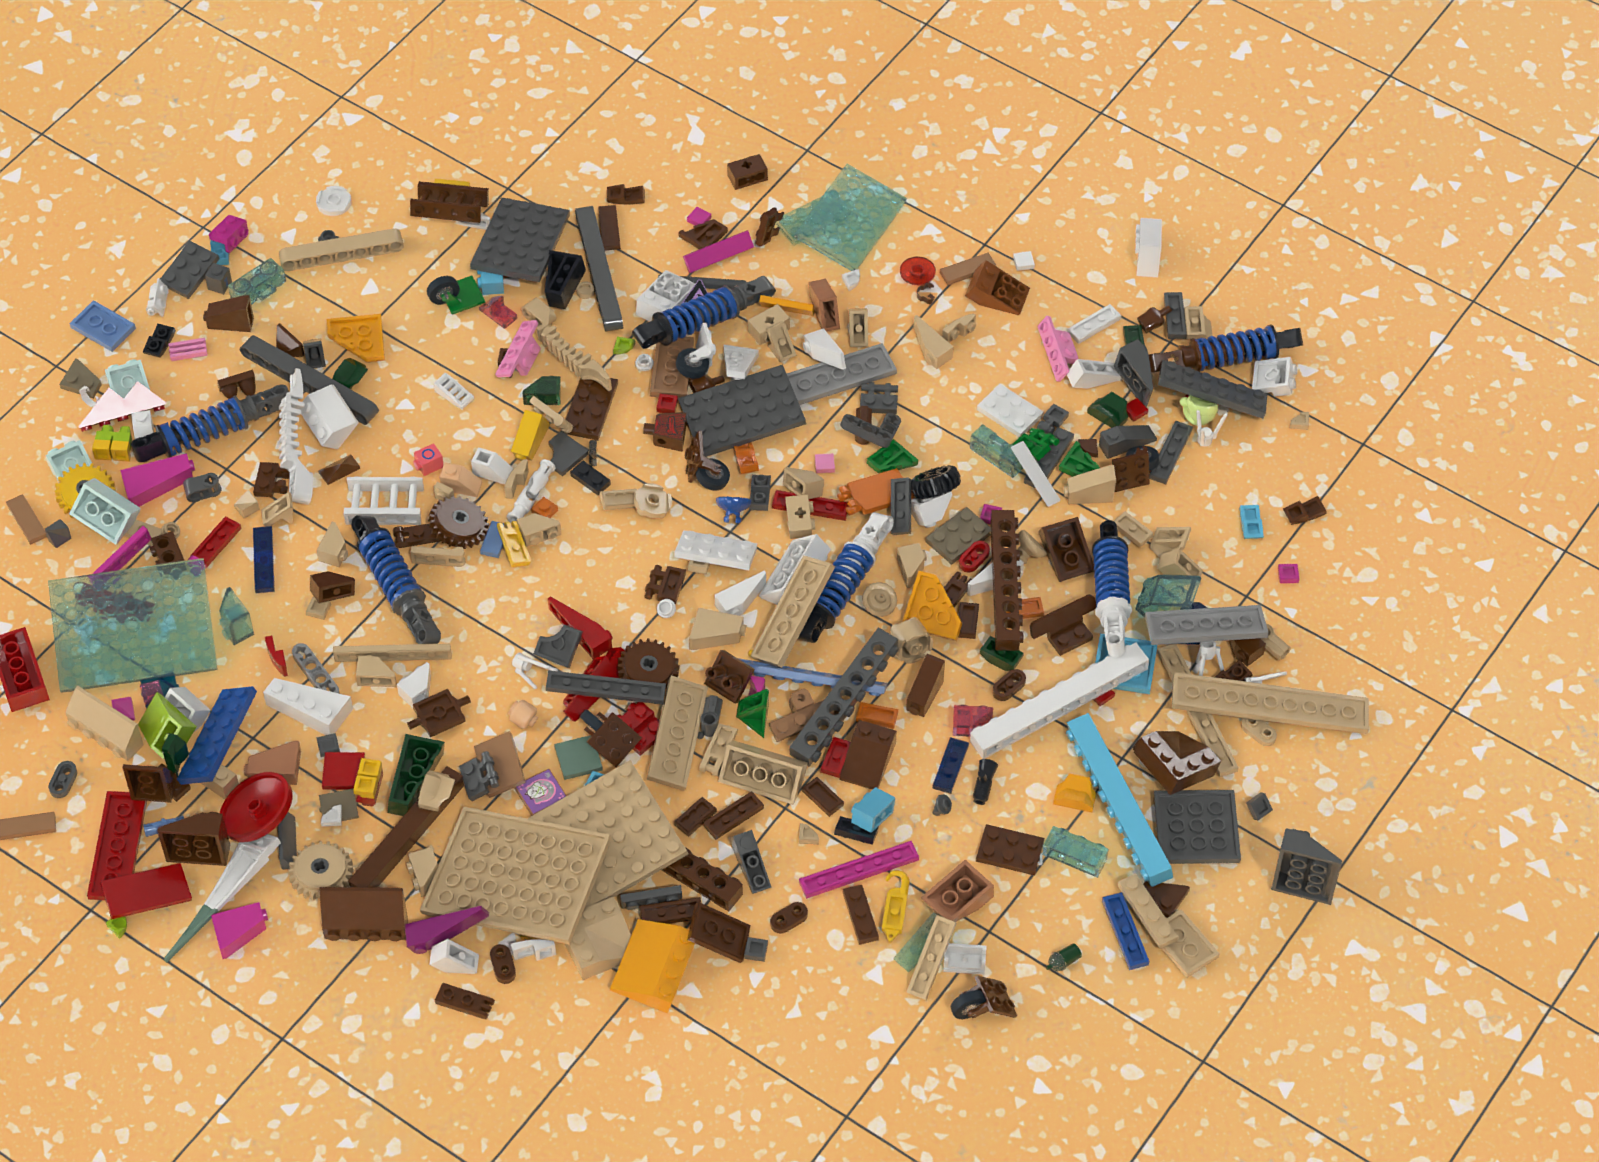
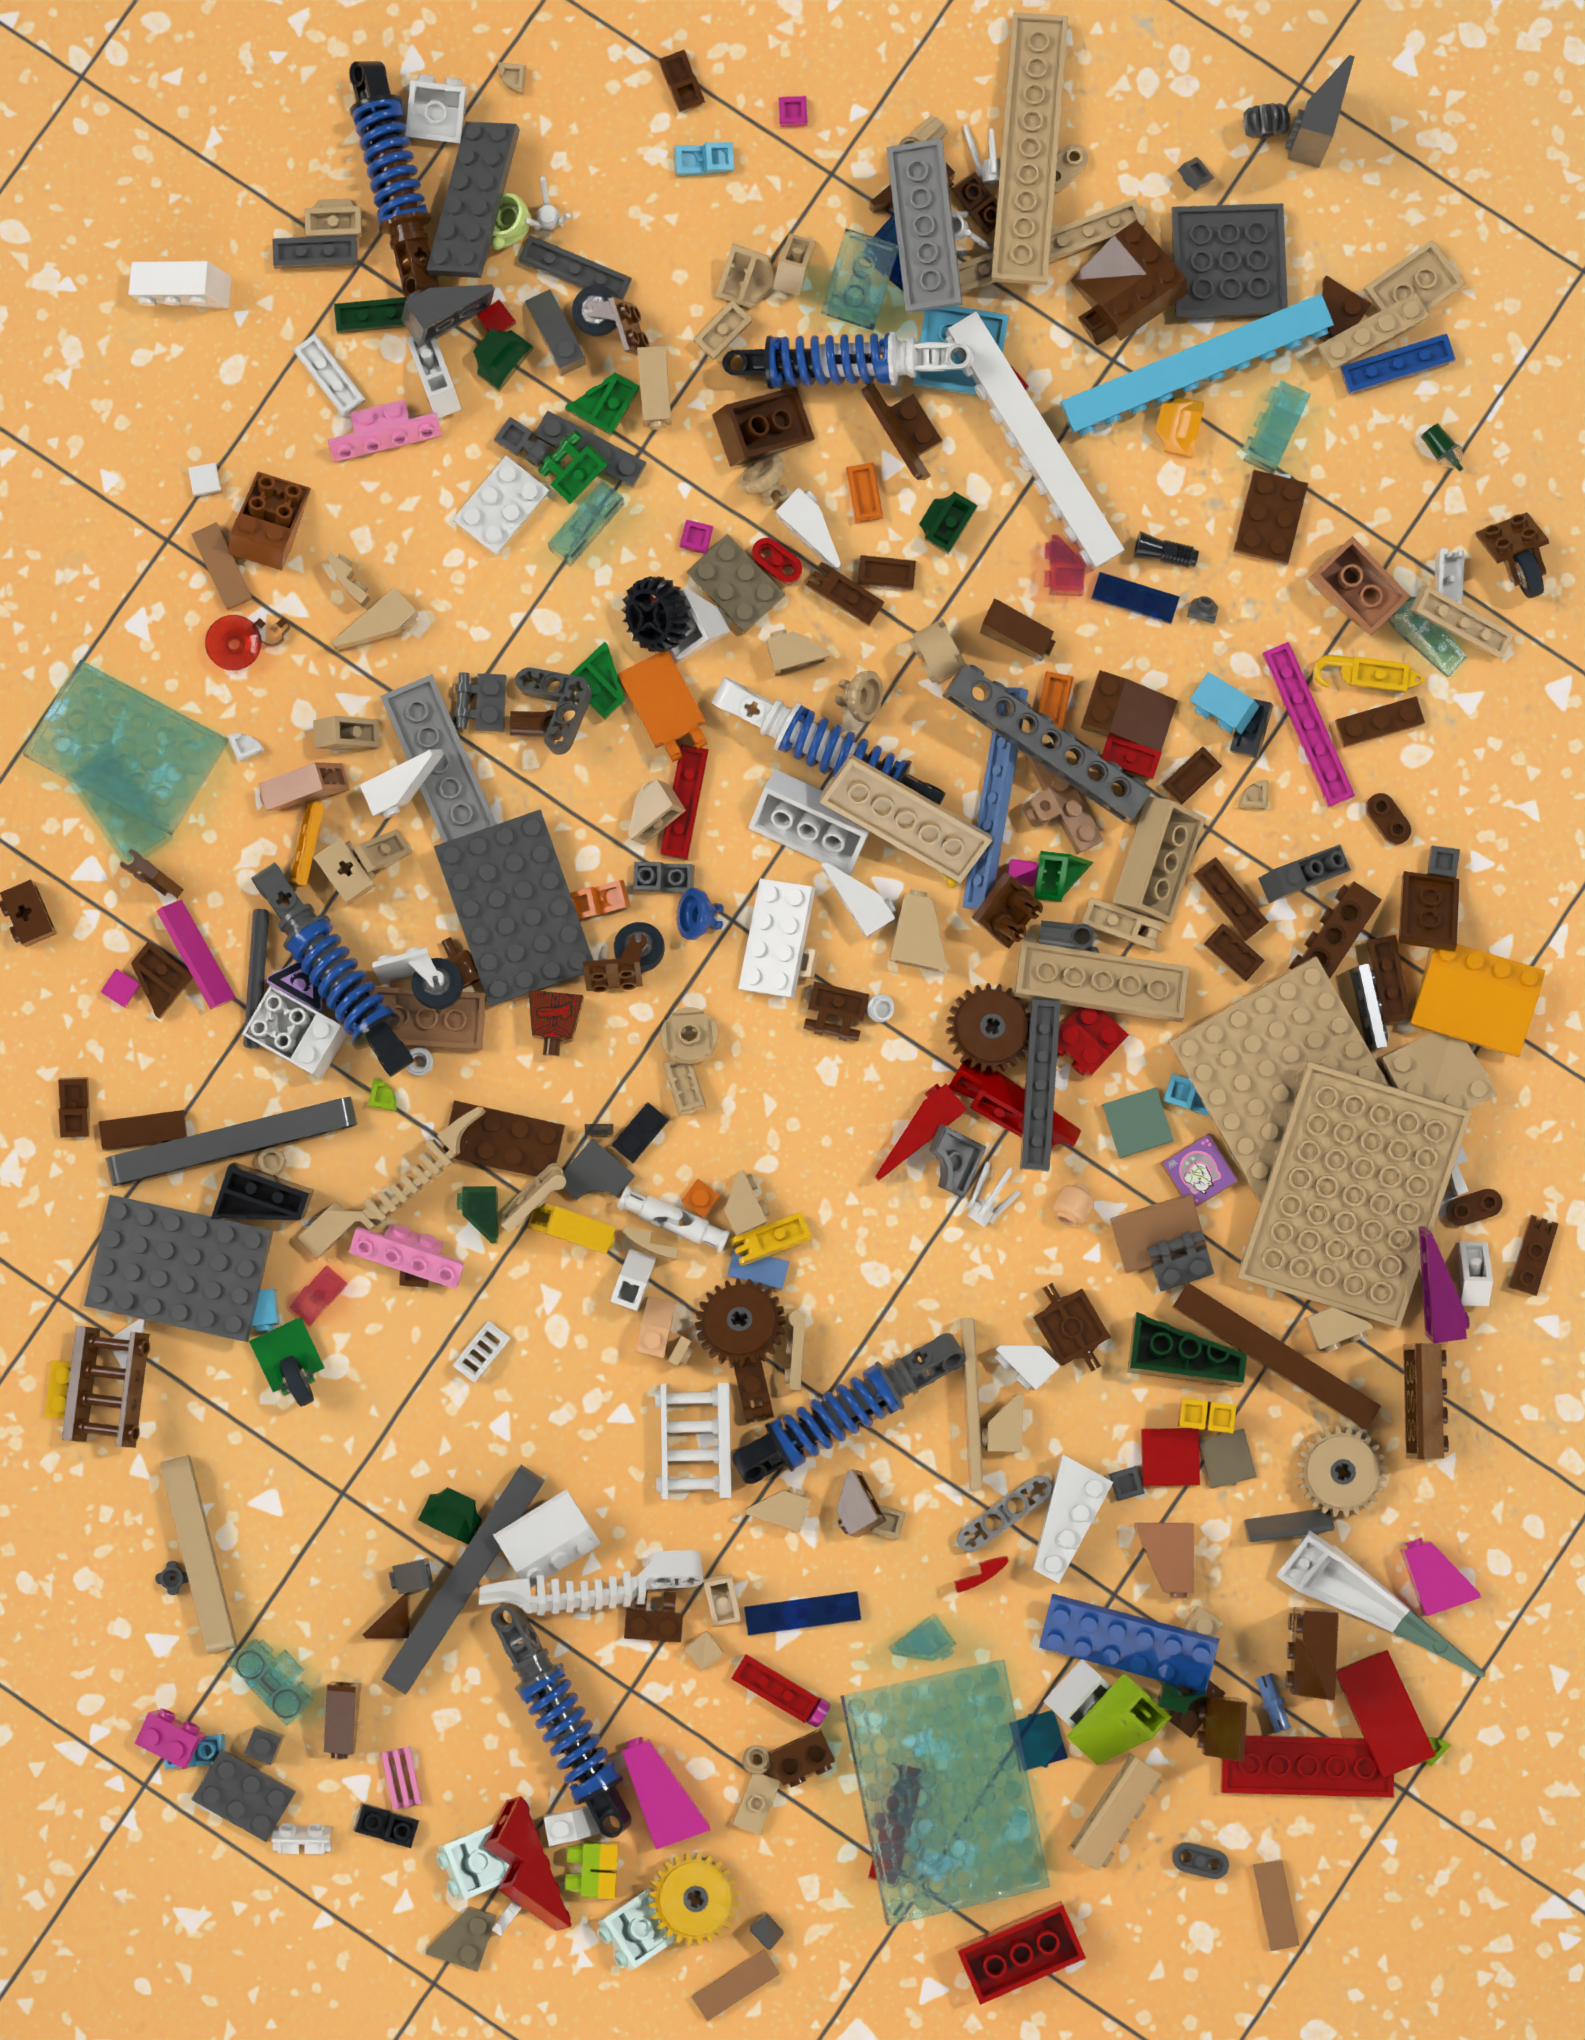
camera: 95 degrees left, 30 degrees up
(102, 326) = (359, 1919): medium blue plate -> none
(104, 510) = (738, 1860): light aqua slope -> none
(124, 706) = (1079, 1788): dark pink slope -> none
(126, 551) = (816, 1828): dark pink tile -> none
(149, 690) = (1051, 1749): clear pink plate -> none
(201, 488) = (677, 1726): dark grey piece -> none
(244, 380) = (467, 1680): reddish brown tile -> none
(256, 806) = (1251, 1572): red dish -> none
(332, 817) = (1250, 1464): white tile -> none
(333, 201) = (89, 1578): white tile -> none
(339, 469) = (629, 1516): reddish brown slope -> none
(359, 335) = (372, 1508): light orange plate -> none
(428, 459) = (617, 1380): coral brick -> none
(435, 790) = (1220, 1315): tan slope -> none
(610, 736) = (1117, 1079): reddish brown plate -> none
(667, 403) = (500, 1022): red plate -> none
(739, 361) = (423, 914): white wing -> none
(798, 506) = (702, 823): tan brick -> none
(824, 463) = (606, 782): bright pink tile -> none
(901, 505) = (695, 665): dark grey plate -> none
(933, 607) = (882, 620): light orange plate -> none
(999, 522) = (740, 522): reddish brown brick -> none
(1007, 685) = (1002, 513): reddish brown plate -> none
(1035, 474) = (632, 467): white sticker -> none
(1089, 446) = (568, 389): reddish brown tile -> none
(1153, 318) = (325, 283): reddish brown piece -> none

